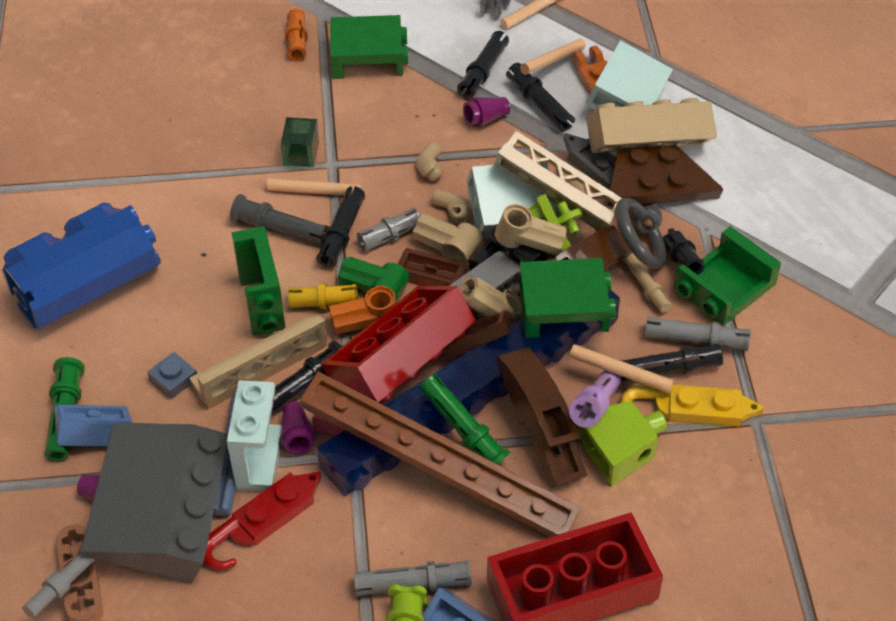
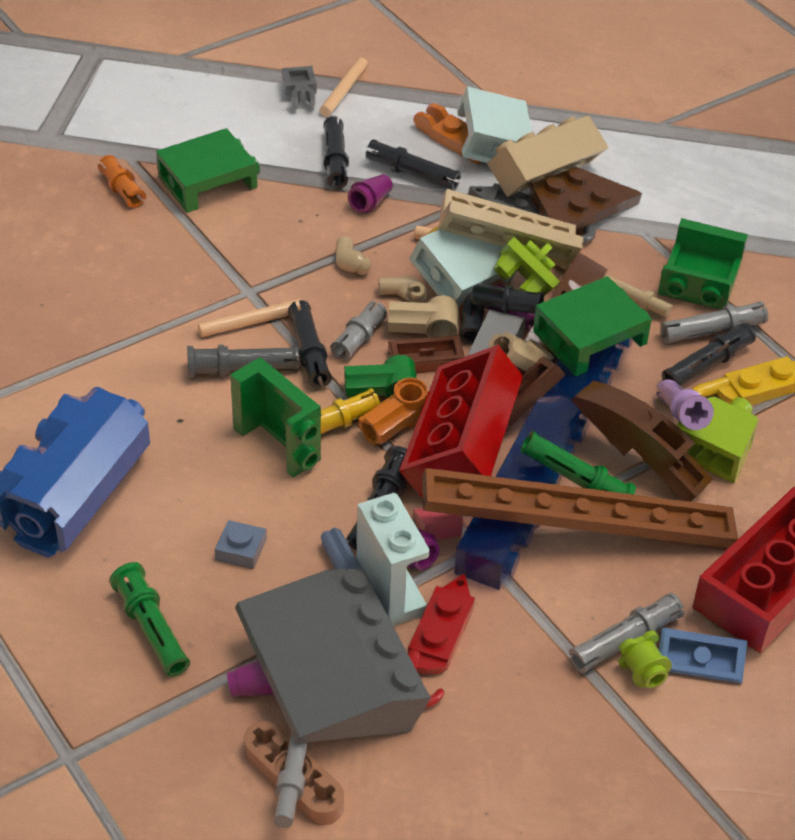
camera: 30 degrees left, 5 degrees down
(87, 424) = (198, 621): medium blue slope -> none
(260, 360) = (322, 496): tan fence -> none
(300, 142) = (207, 278): clear green brick -> none
(520, 227) = (514, 274): tan piece -> none
(552, 56) = (400, 125): light nougat bar -> none
(621, 368) = (678, 373): light nougat bar -> none
(630, 237) = (598, 241): dark grey piece -> none
(683, 251) = (649, 255): black axle -> none

